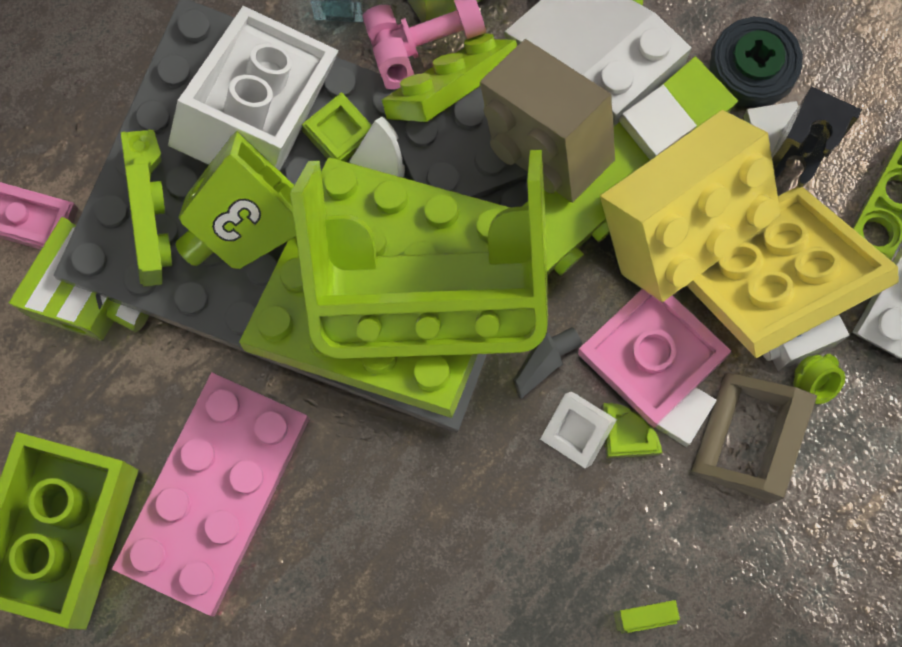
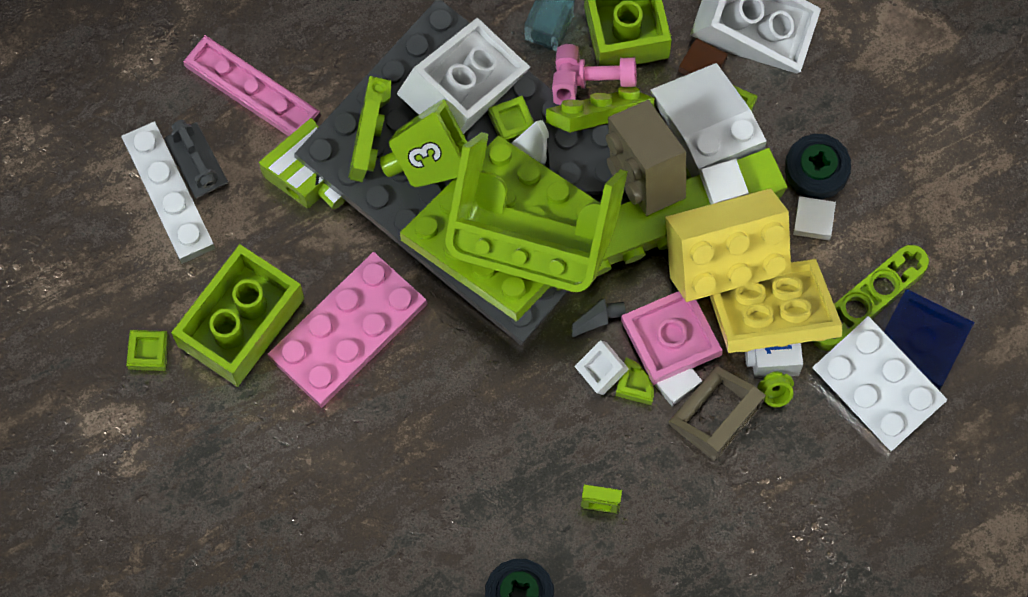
camera: 20 degrees right, 5 degrees down
(813, 132) = (824, 221): black hinge -> none

